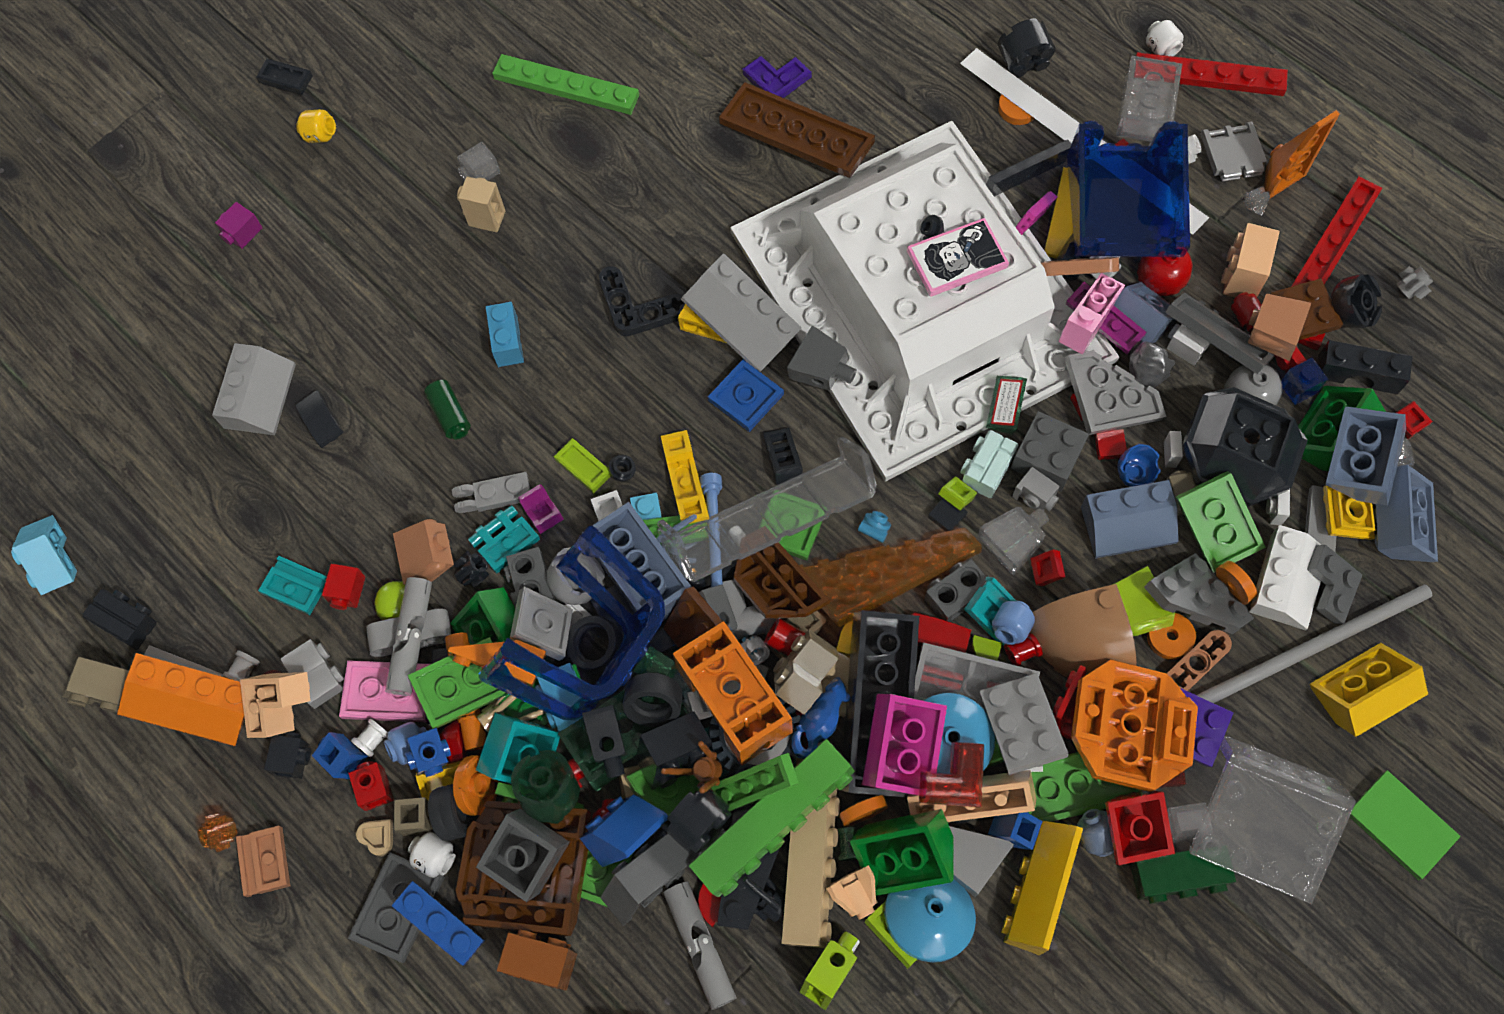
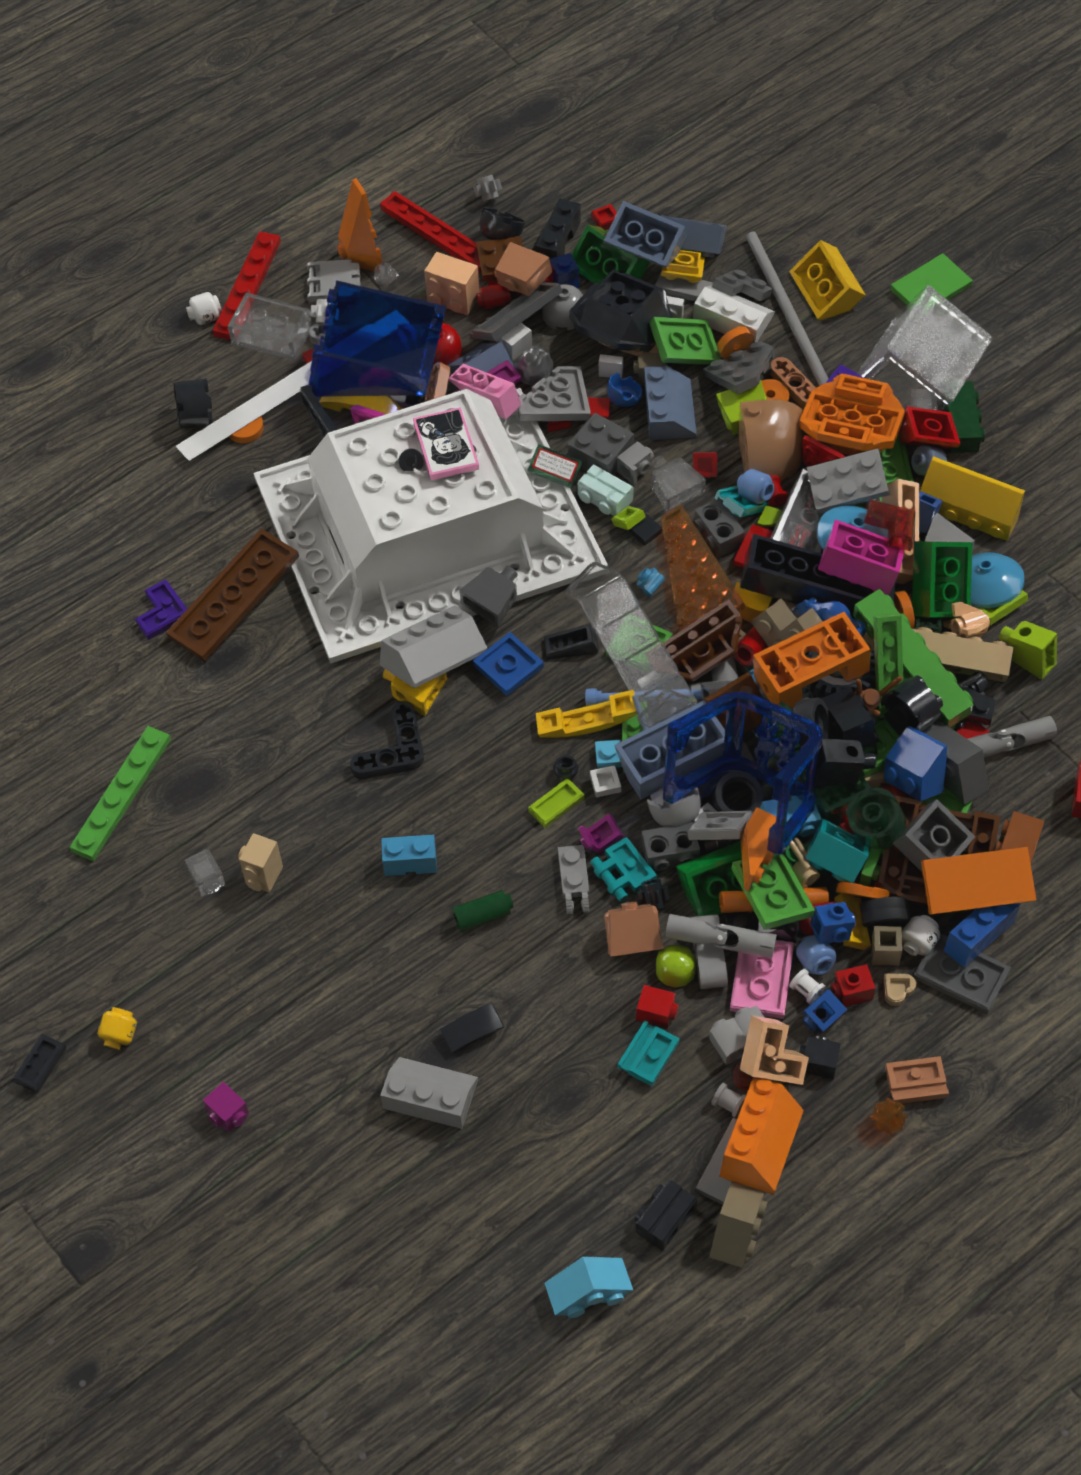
camera: 85 degrees left, 10 degrees down
(468, 909) = (978, 880): none -> orange tile

